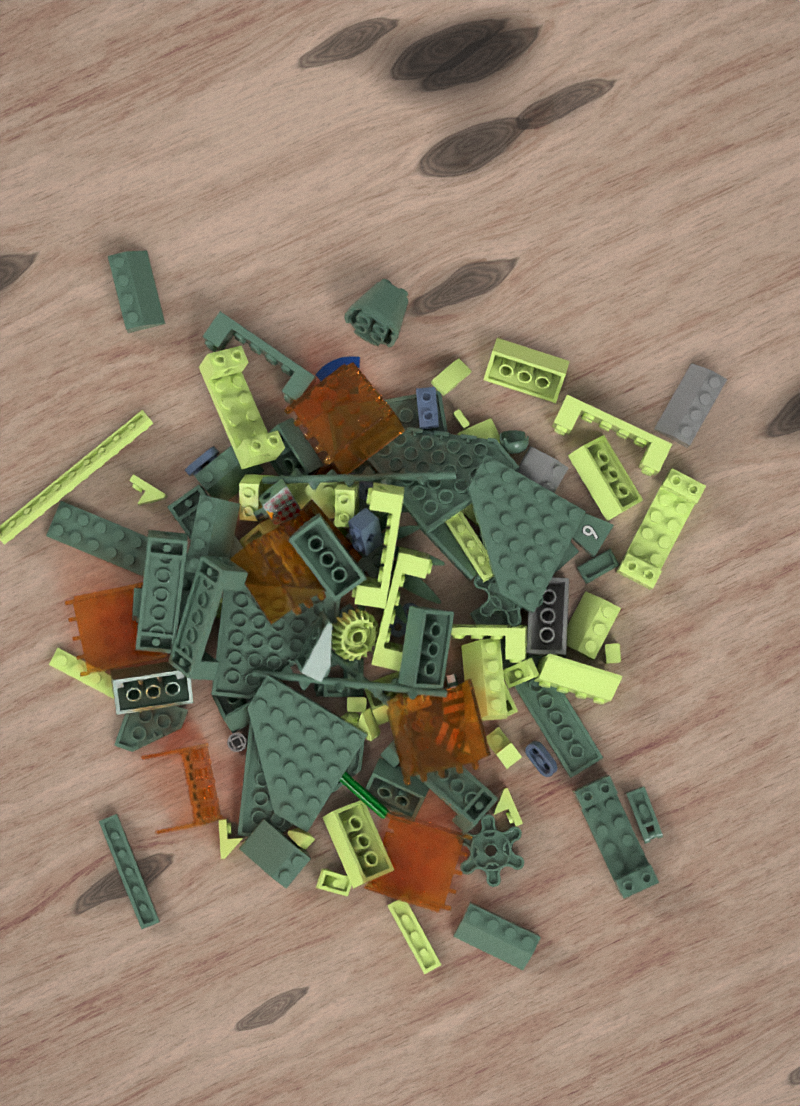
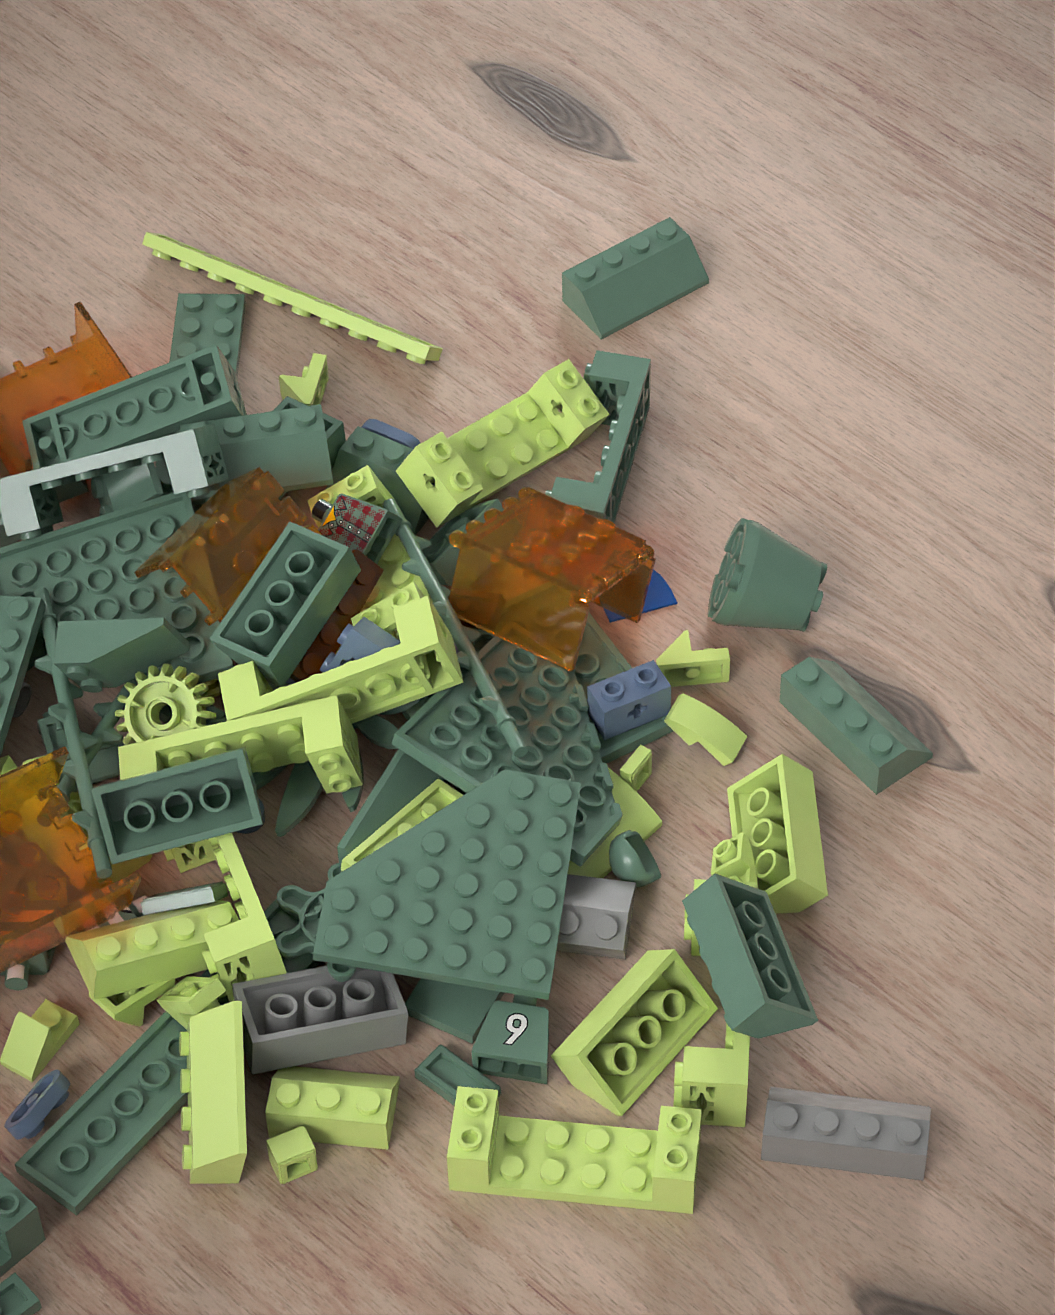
camera: 70 degrees right, 35 degrees down
(405, 371) = (689, 667): none -> yellowish green slope
(462, 659) = (184, 898): none -> tile
(471, 303) = (851, 723): none -> sand green slope
(541, 397) = (734, 859): none -> yellowish green slope
(613, 417) = (748, 958): none -> sand green slope

